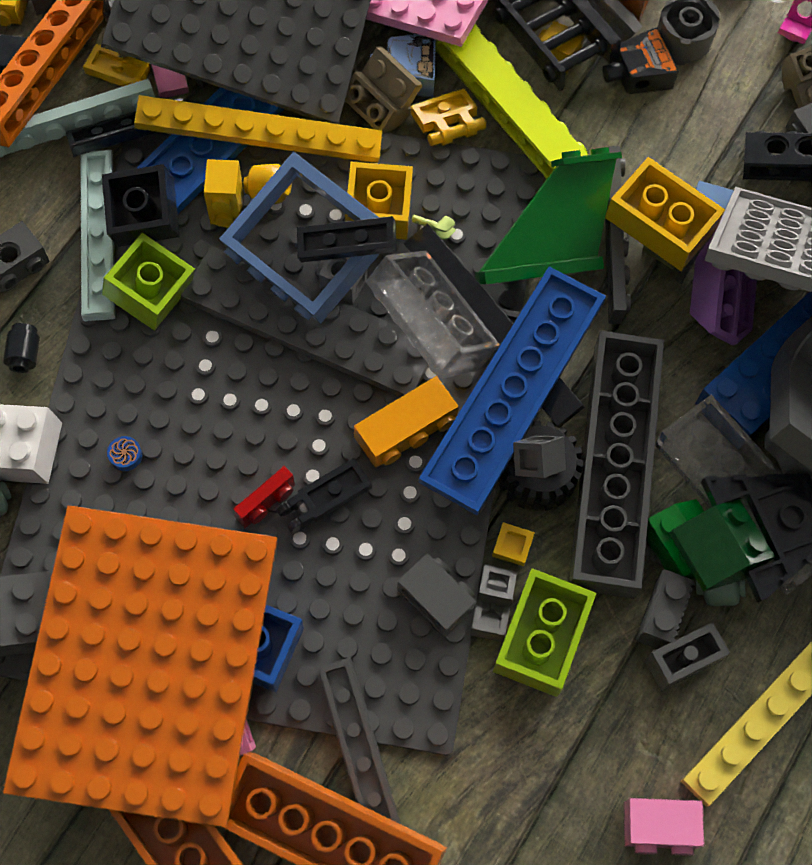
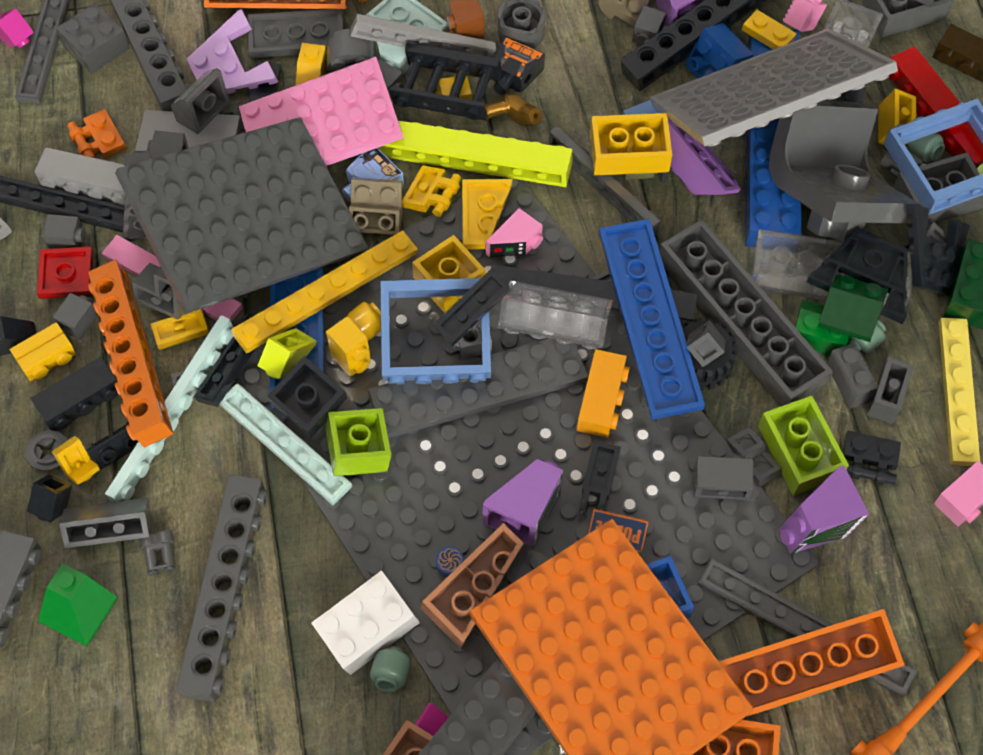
camera: 40 degrees left, 5 degrees down
(21, 348) = (311, 556): black brick -> none
(117, 486) = (471, 584): none -> nougat wedge
(175, 151) = (284, 352): none -> neon yellow slope
(232, 456) = (525, 501): none -> medium lavender slope
(255, 506) = (567, 522): red plate -> none
(293, 558) = (632, 527): none -> dark blue slope
(443, 228) = (501, 259): yellowish green hand -> none
(471, 169) = (482, 209): none -> yellow wing
(476, 215) = (515, 236): none -> bright pink slope
(491, 712) = (825, 515): none -> medium lavender slope
(513, 544) = (731, 412): yellow plate -> none
(560, 223) = (573, 200): green piece -> none
(603, 99) = (516, 108): none -> pearl gold arm
(612, 697) = (872, 451): none -> black plate

